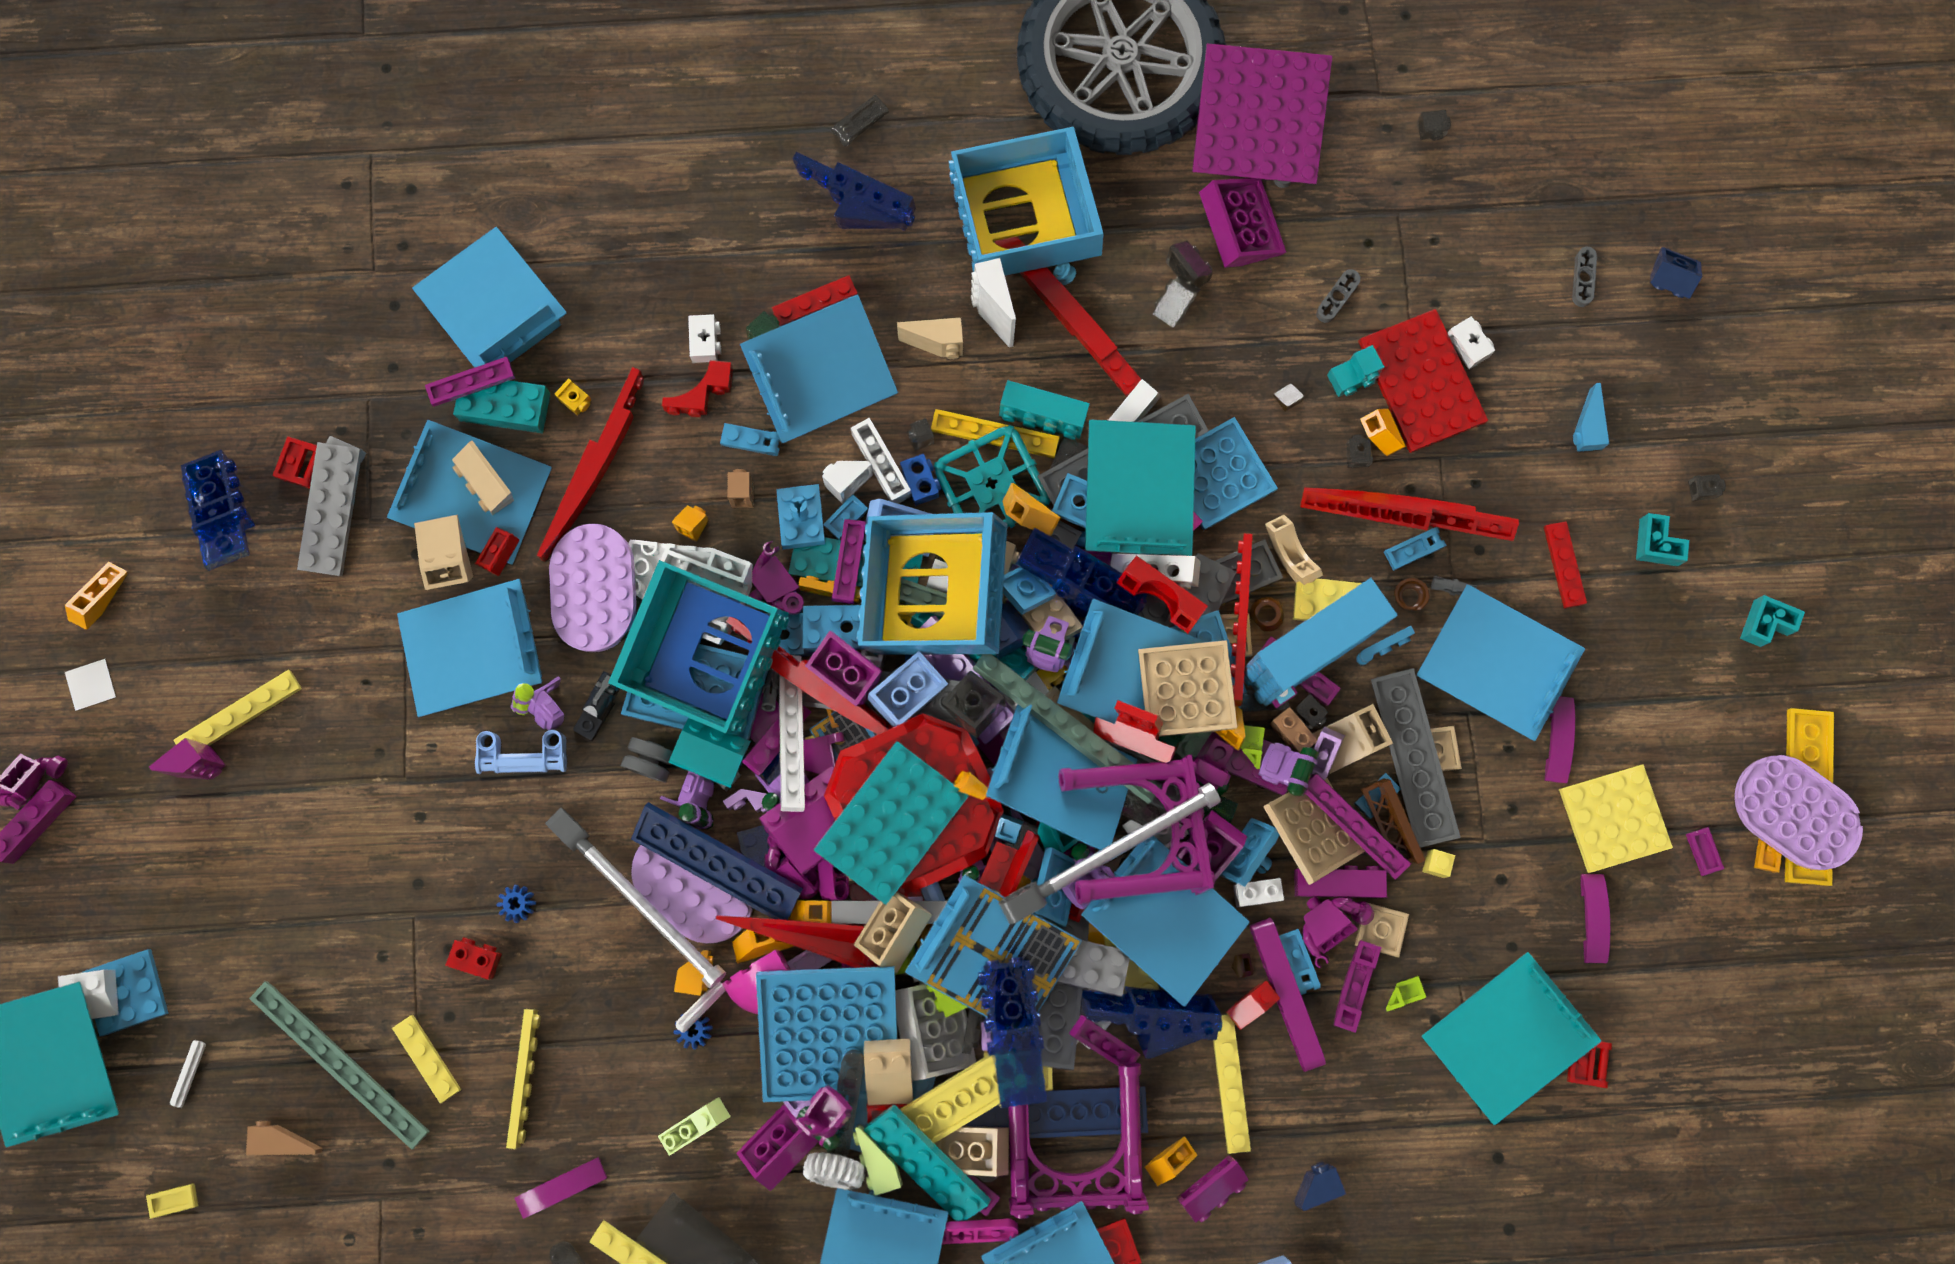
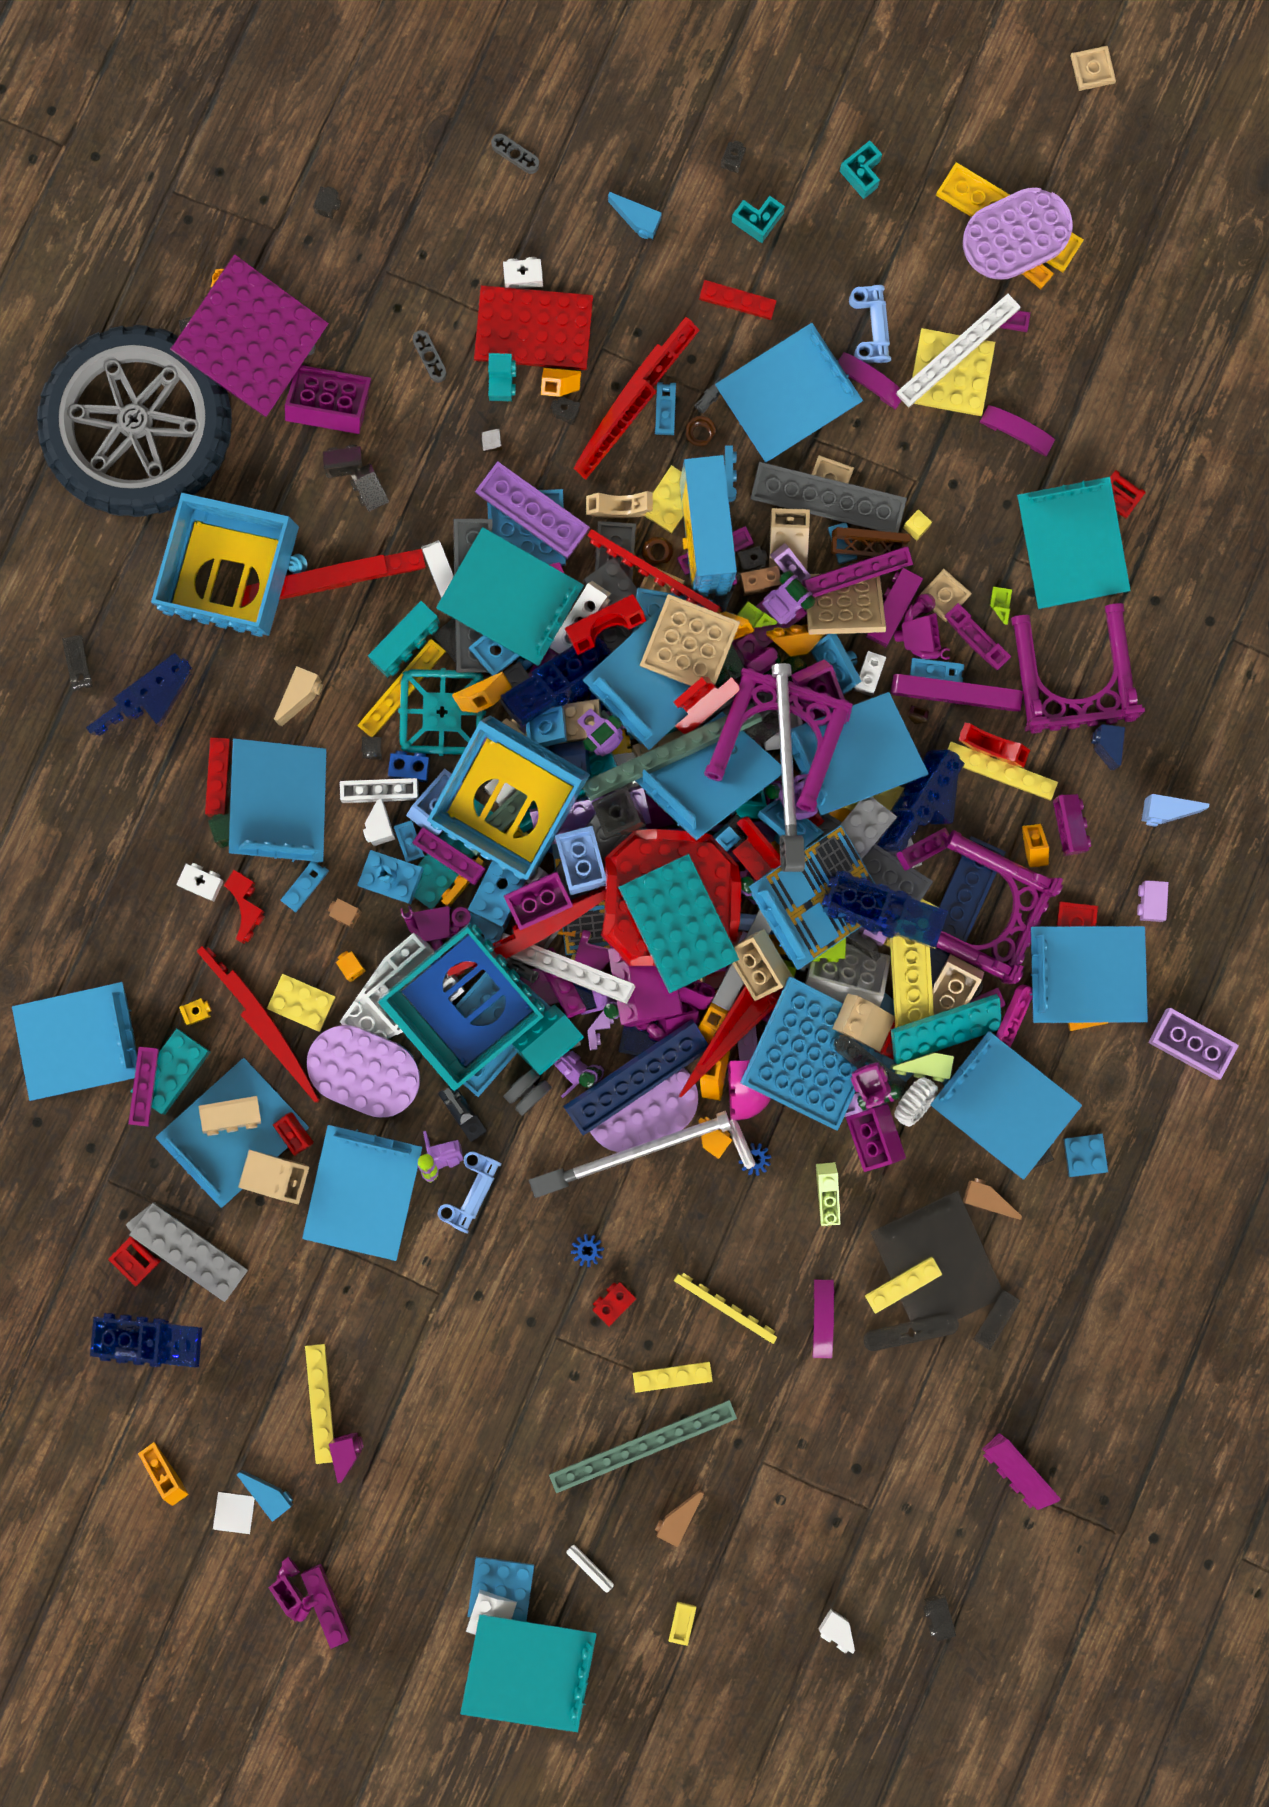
camera: 65 degrees left, 5 degrees up
(120, 706) = (268, 1496): none -> dark azure slope
(632, 494) = (301, 1002): none -> light yellow plate
(970, 785) = (681, 848): light orange cone -> none
(993, 299) = (296, 632): white slope -> none
(1240, 468) = (532, 510): none -> medium lavender plate
(1251, 796) = (794, 639): none -> light orange slope
(1252, 1062) = (992, 745): none -> red arch
(1253, 1004) = (951, 721): red slope -> none
(1404, 1159) = (1121, 671): none -> magenta arch
(1624, 717) = (873, 299): none -> light blue piece
(1642, 813) = (958, 350): none -> white plate
(1676, 273) = (550, 80): dark blue slope -> none

